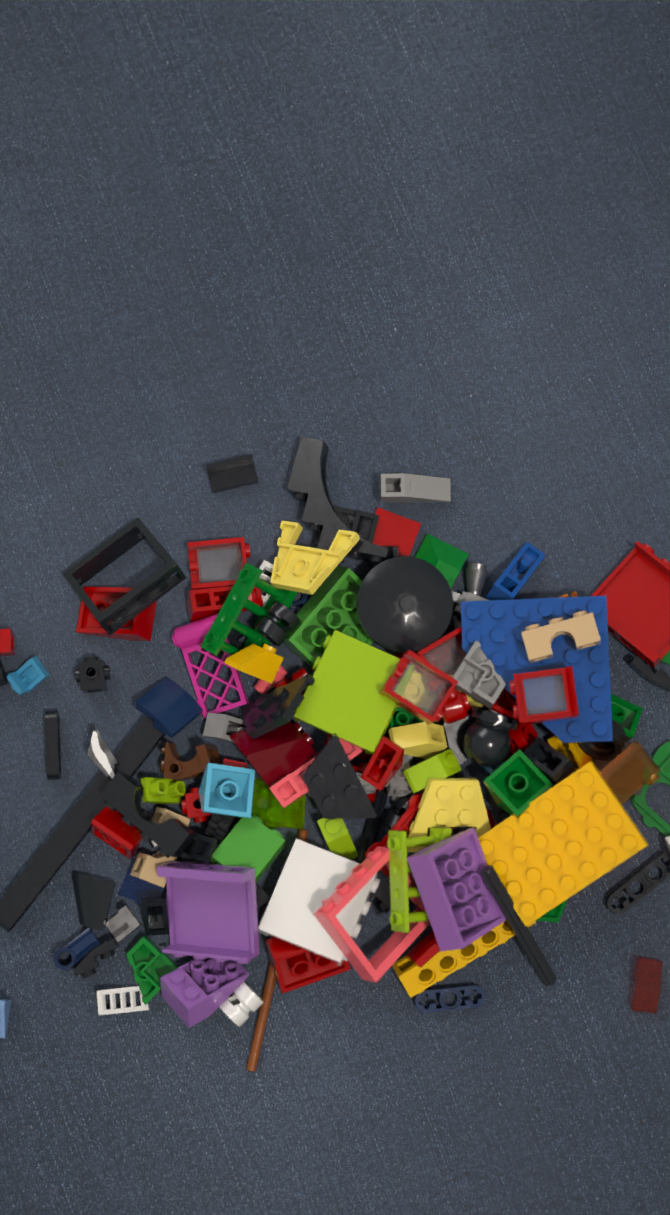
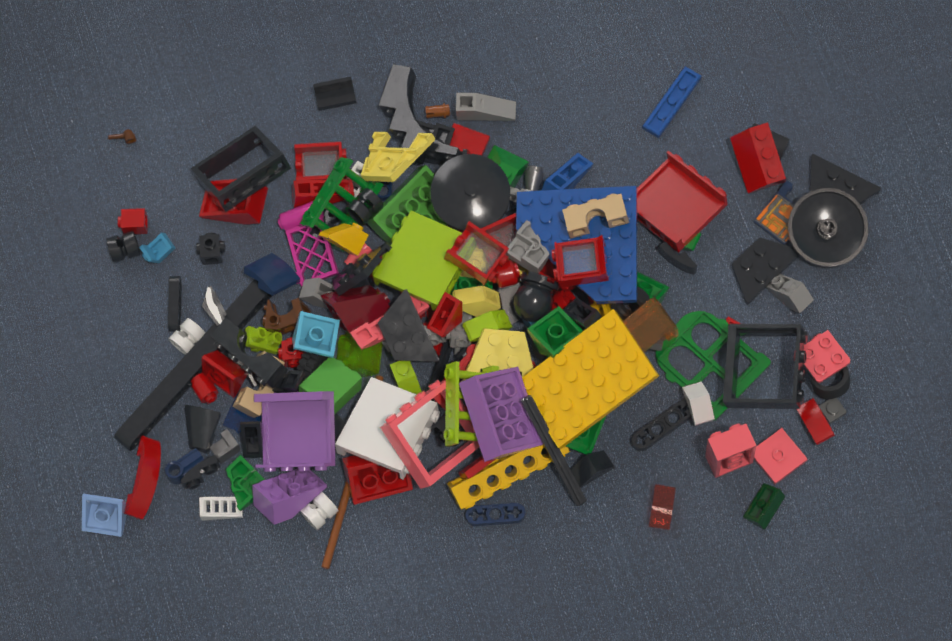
camera: 10 degrees right, 10 degrees down
(31, 967) = (146, 478): none -> red slope
(72, 779) = (187, 336): none -> white wheel
(95, 852) = (204, 388): none -> red brick
(357, 492) = (437, 111): none -> dark orange pin
(561, 938) = (591, 467): none -> black slope
(636, 475) = (671, 102): none -> blue tile

